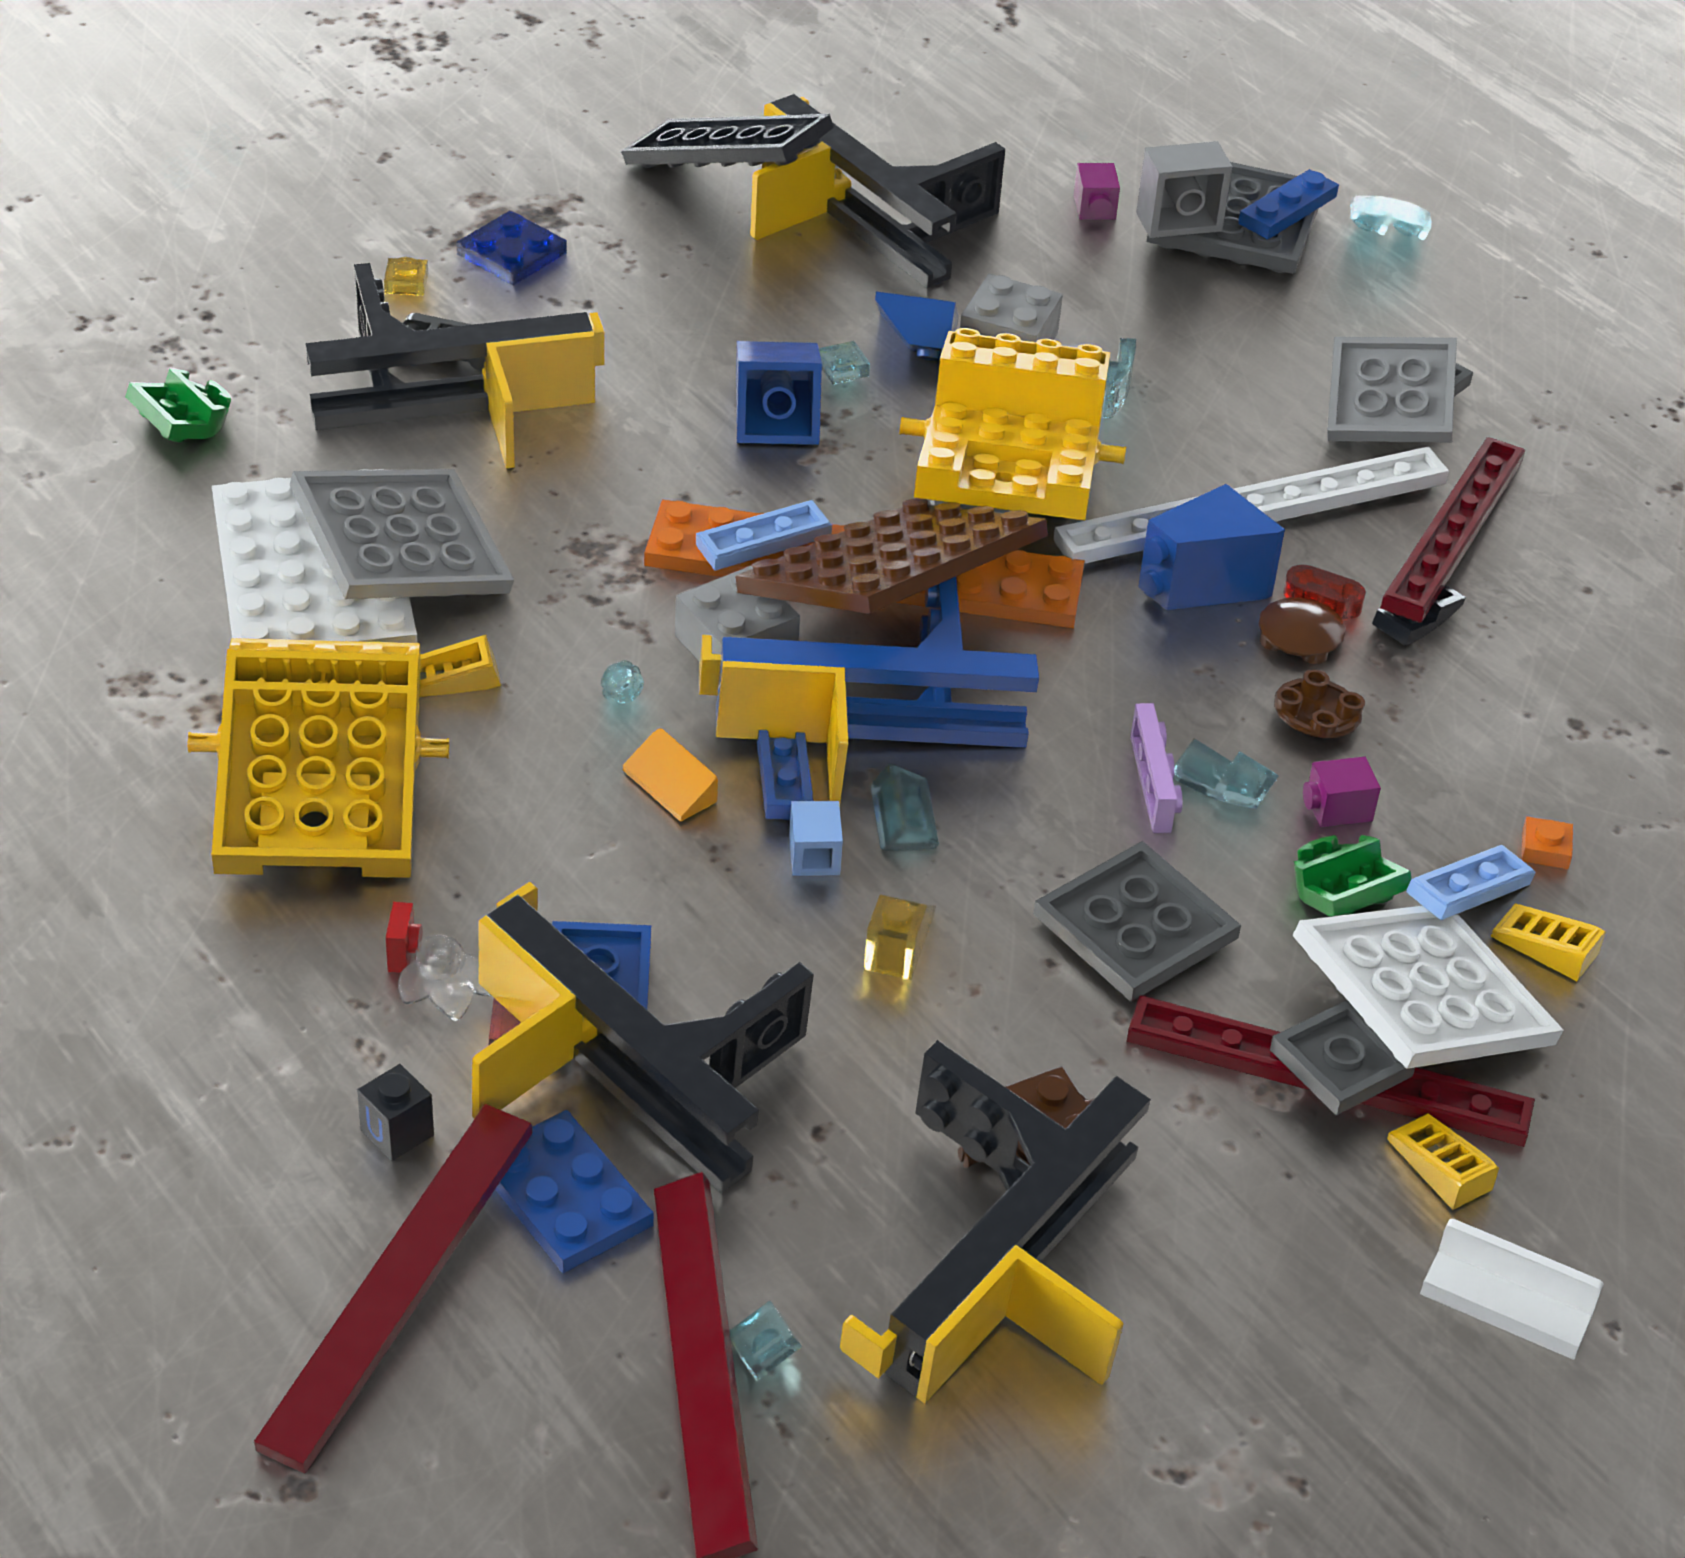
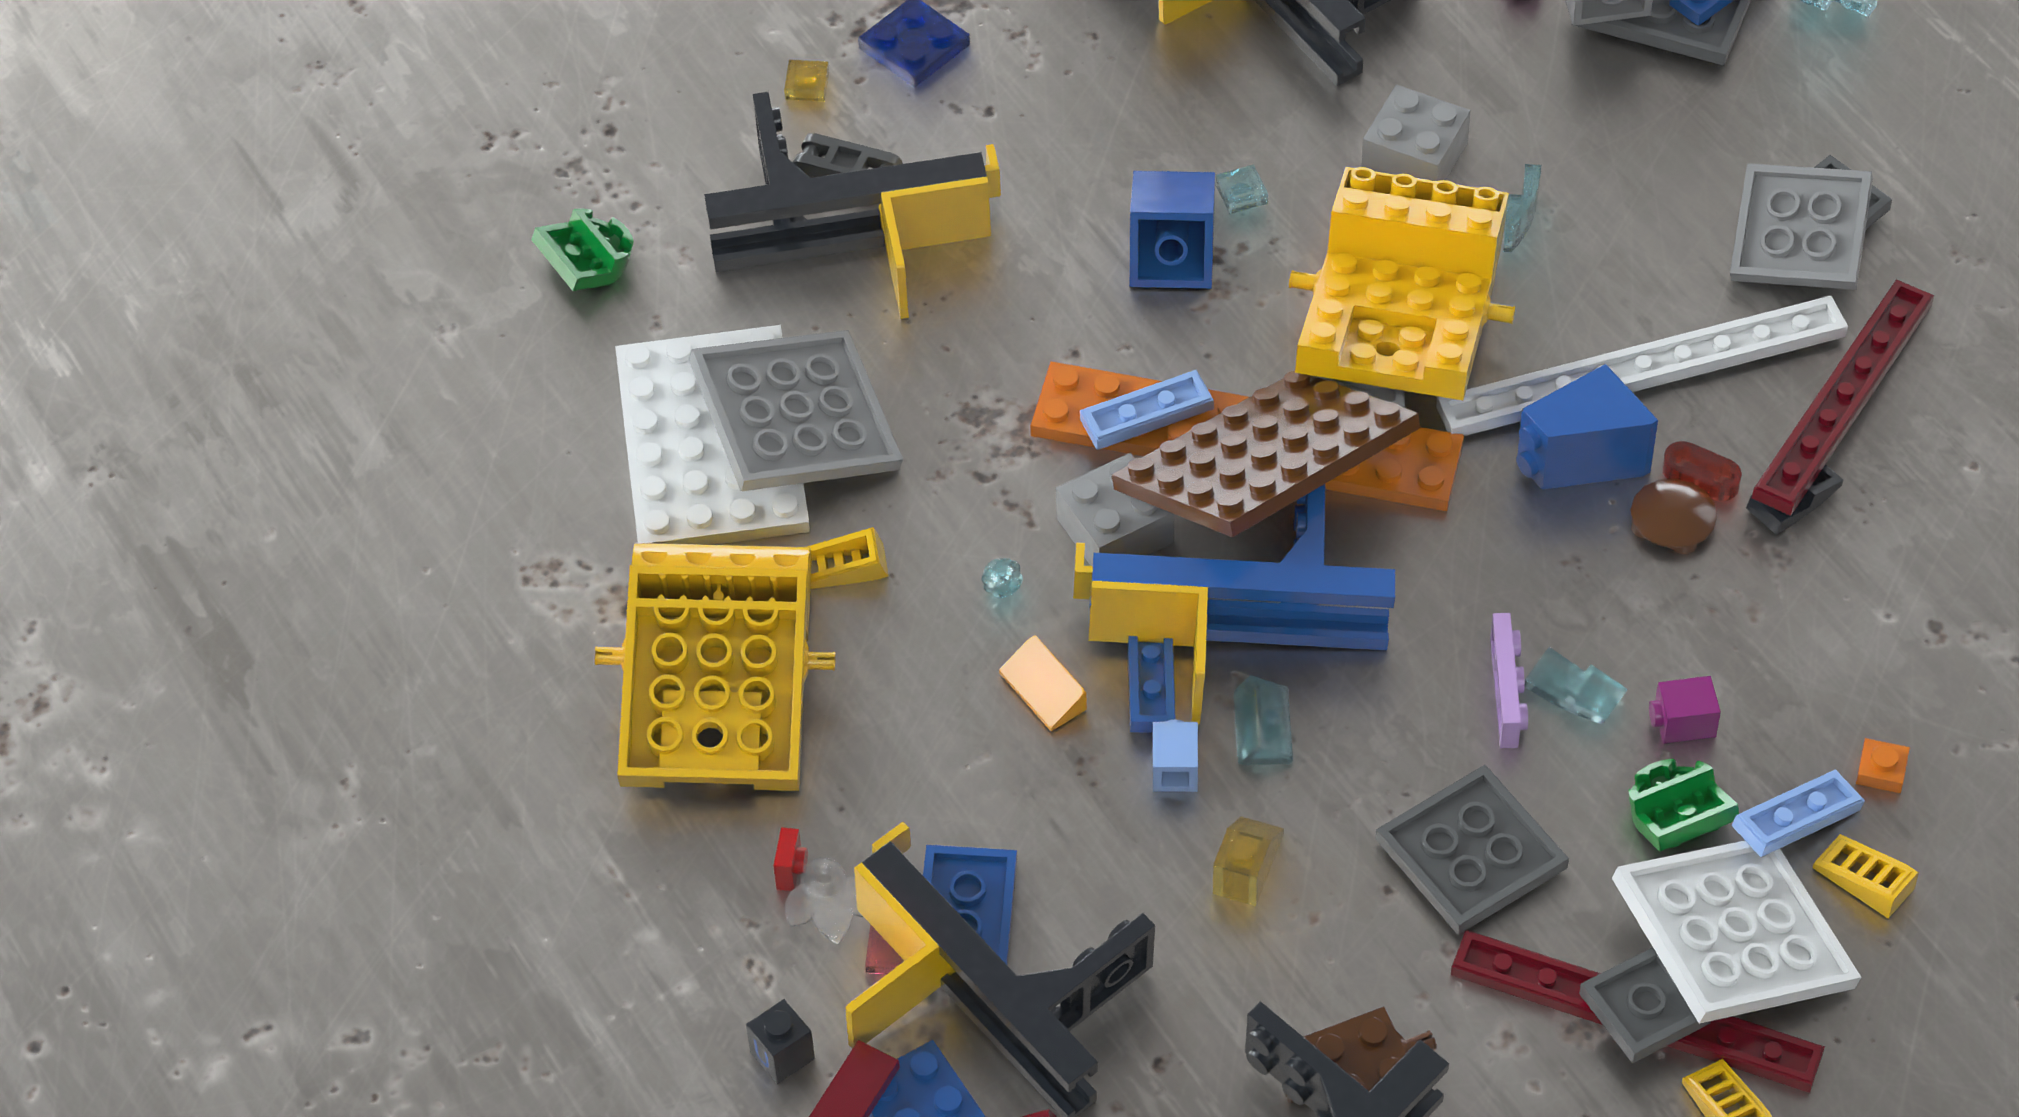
camera: 10 degrees right, 10 degrees up
(919, 321) = (1323, 142): blue slope -> none
(1319, 706) = (1677, 608): reddish brown dish -> none

